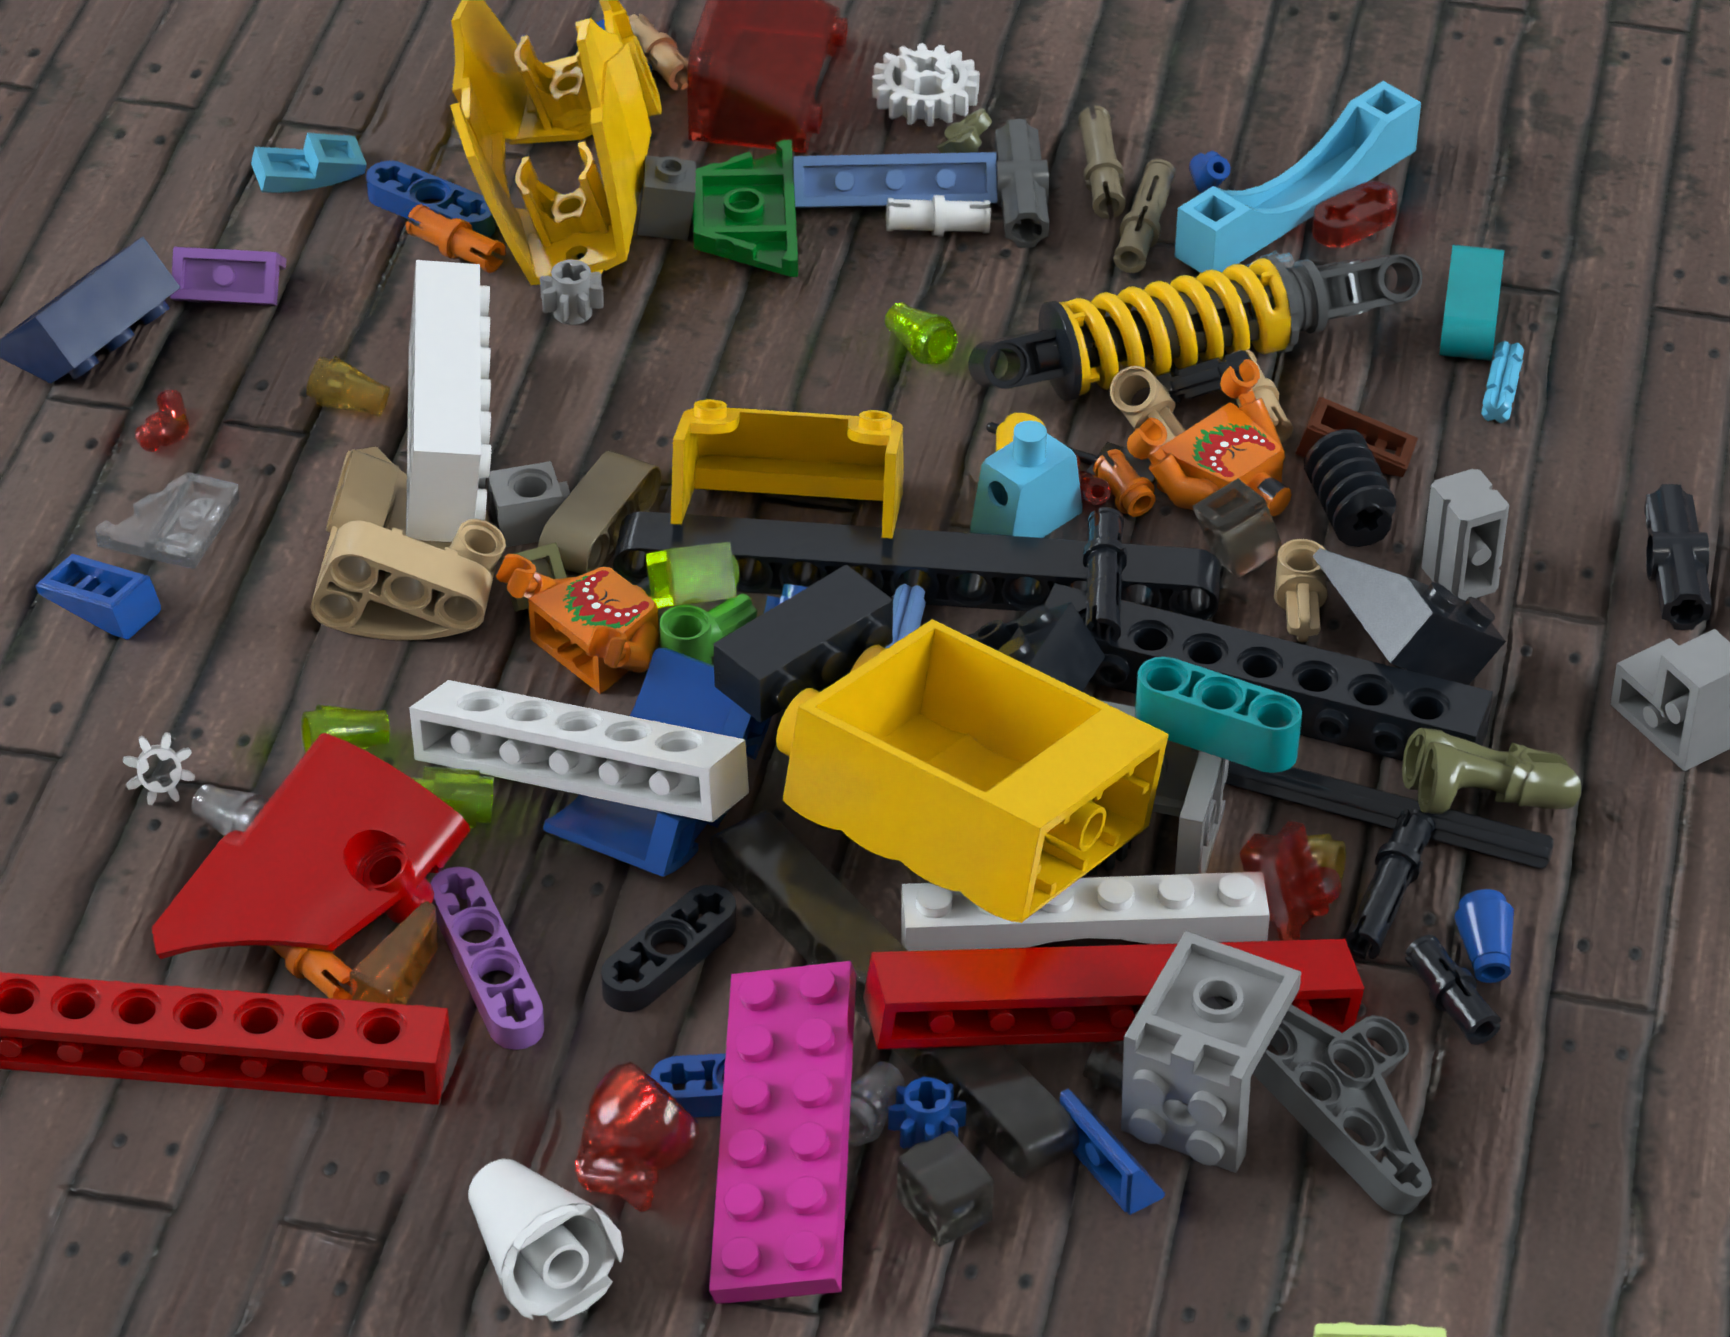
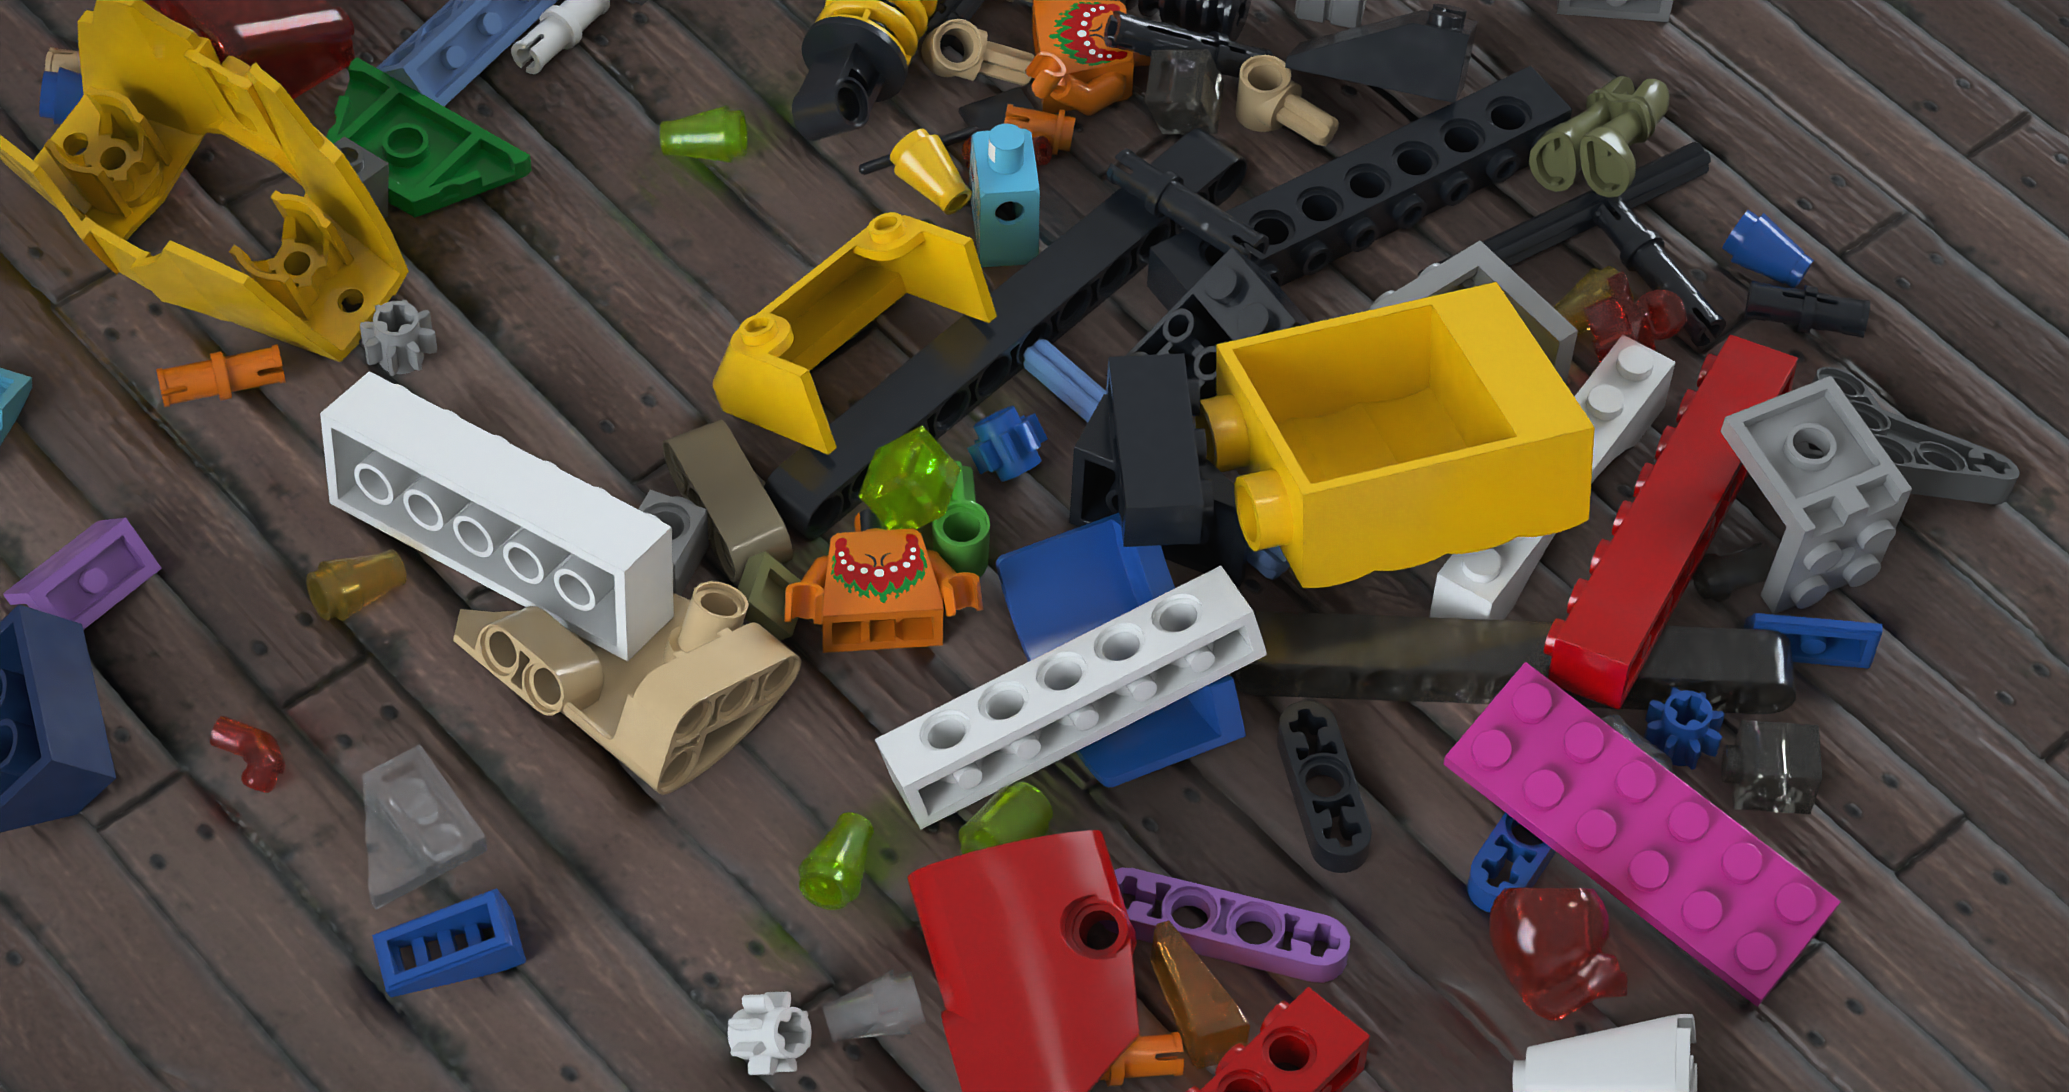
camera: 55 degrees left, 10 degrees up
(402, 187) = (122, 383): blue beam -> none
(1219, 714) = (1487, 237): teal beam -> none
(1284, 506) = (1143, 36): none -> black pin

